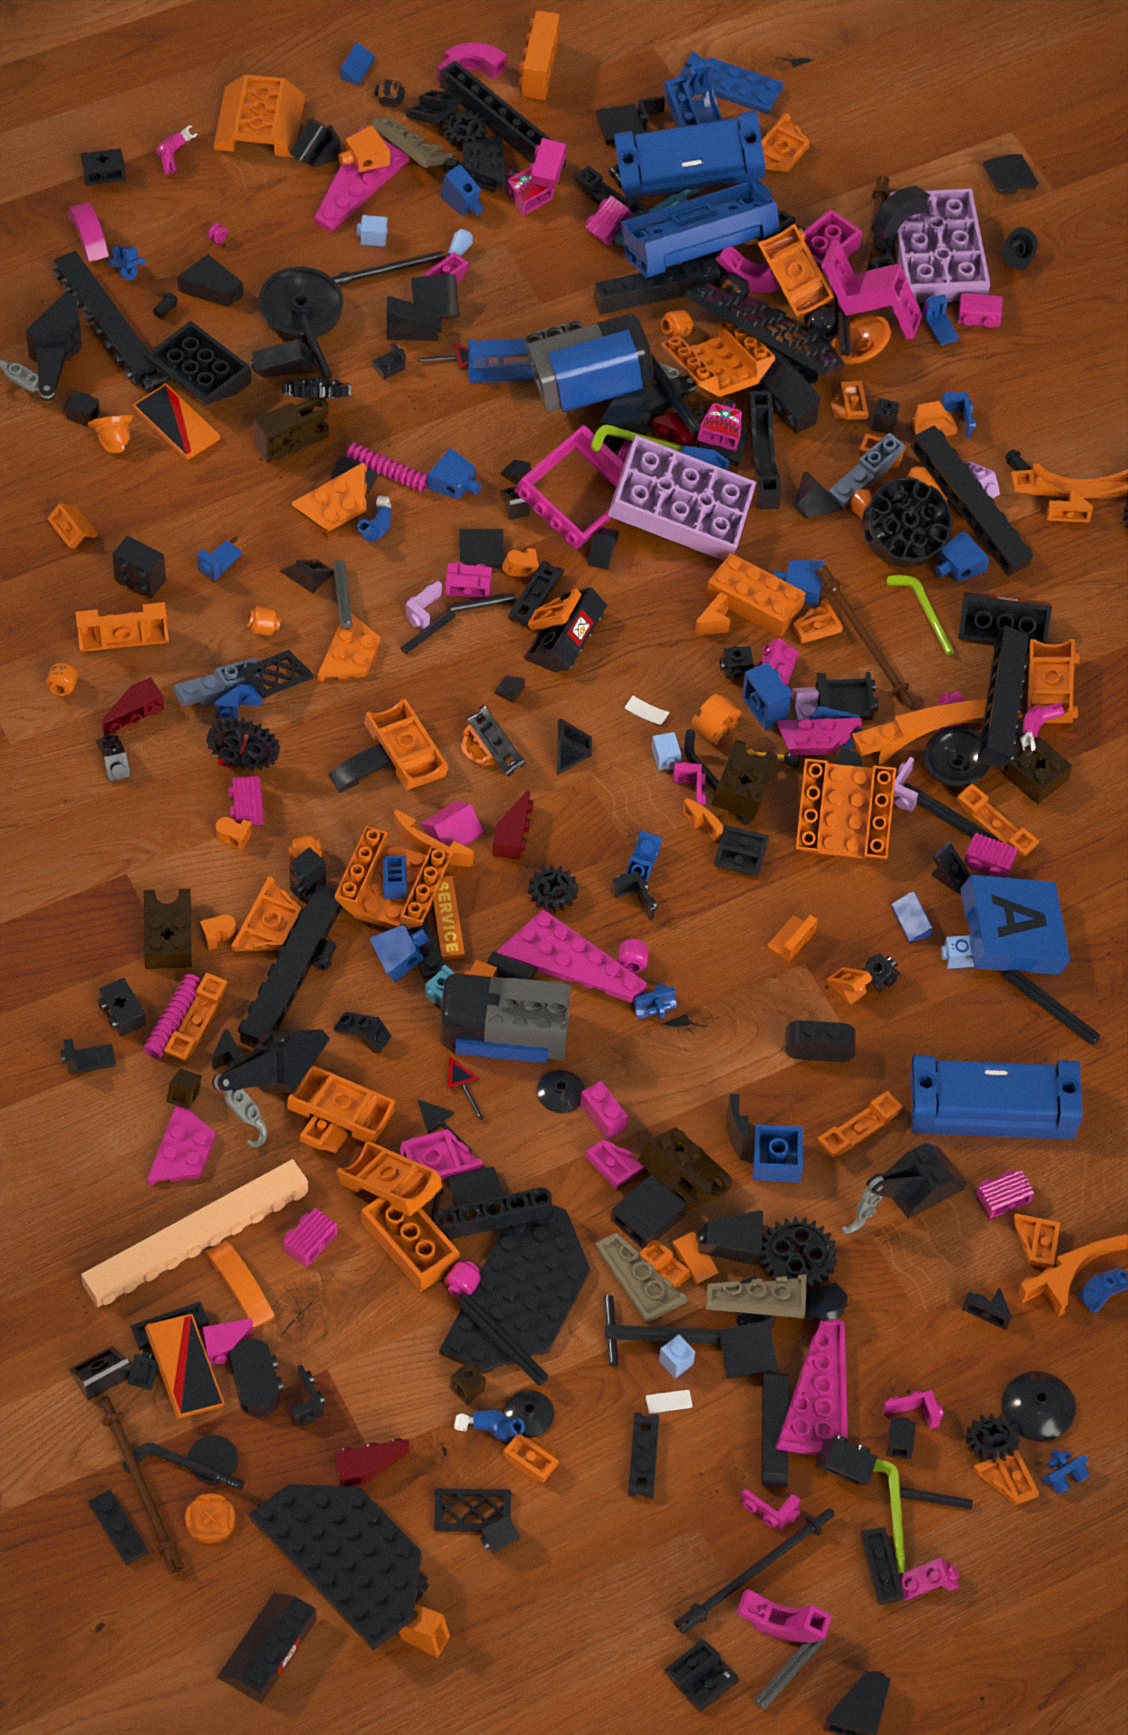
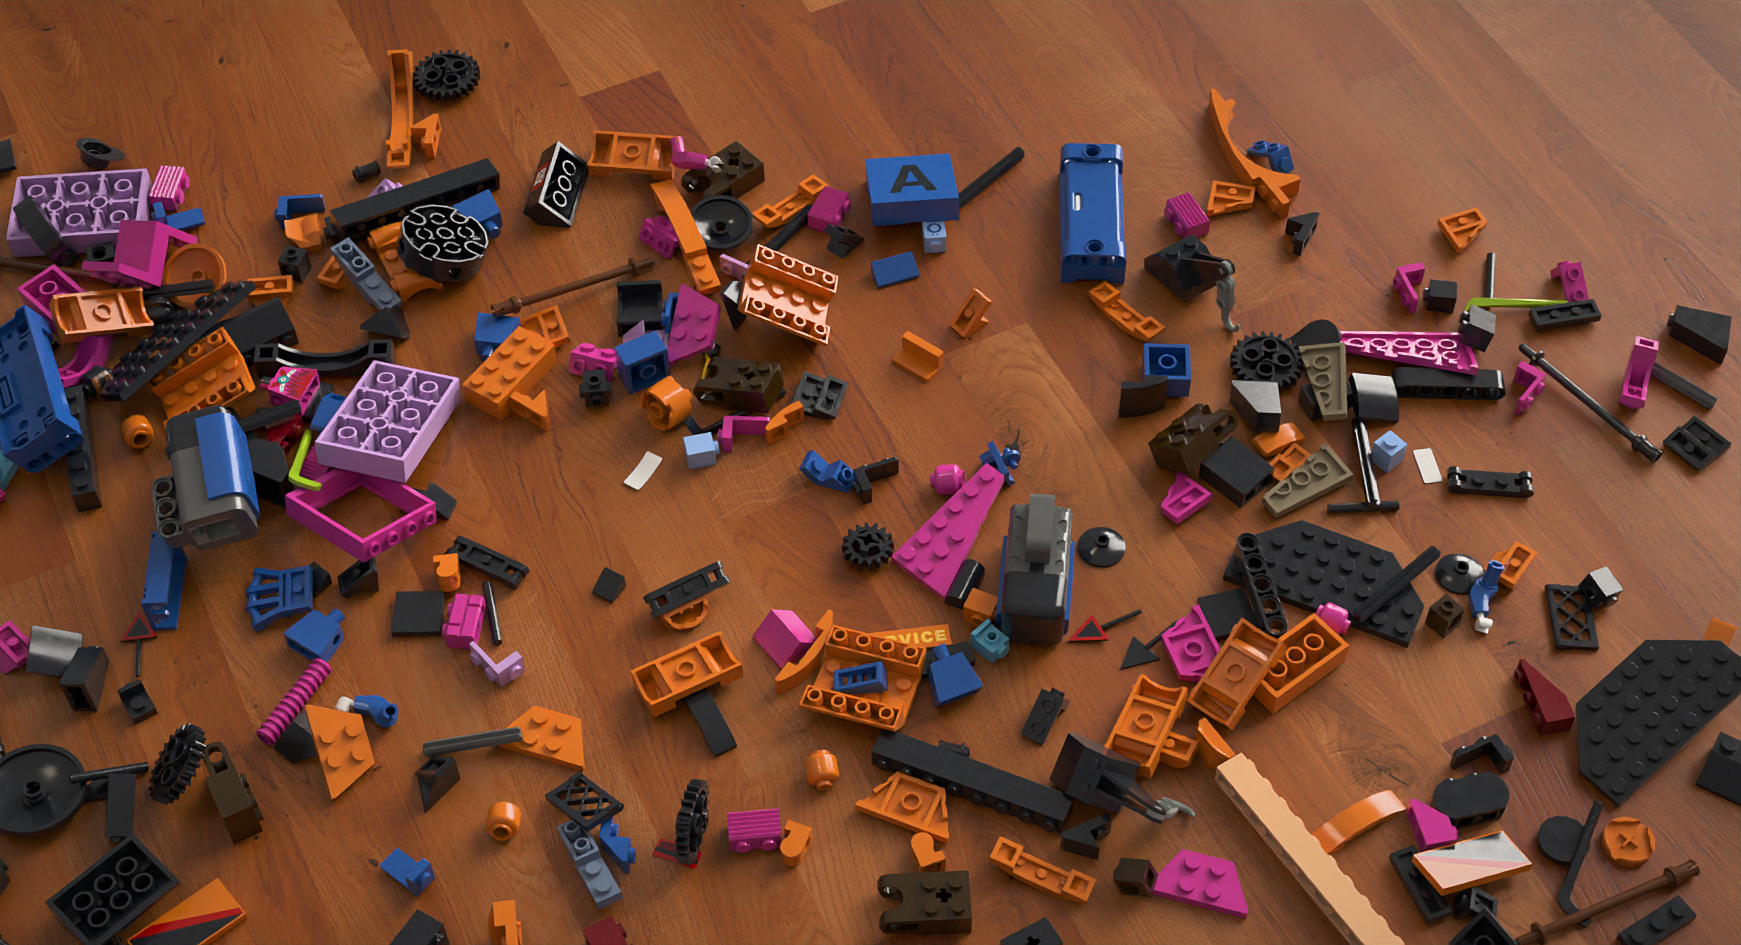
camera: 85 degrees left, 5 degrees down
(172, 1016) = (1039, 895): dark pink piece -> none
(306, 873) = (860, 761): black brick -> none
(310, 1237) = (1299, 756): dark pink brick -> none
(323, 1160) = (1211, 746): none -> orange slope
(428, 632) = (540, 675): black bar -> none
(500, 453) = (294, 596): none -> blue plate
(510, 830) = (795, 581): dark red slope -> none
(555, 612) = (525, 534): orange wing -> none
(560, 644) = (539, 534): black slope -> none
(572, 746) = (689, 534): black slope -> none
(604, 1110) = (1128, 504): dark pink brick -> none
(820, 1041) = (1041, 335): black brick -> none
(882, 971) = (959, 288): black brick -> none
(915, 584) = (501, 256): lime piece -> none
(992, 1438) = (1433, 233): black gear -> none
(1003, 698) = (660, 181): black brick -> none
(1037, 1418) = (1387, 209): black dish -> none
(1056, 1478) = (1451, 191): blue hips -> none

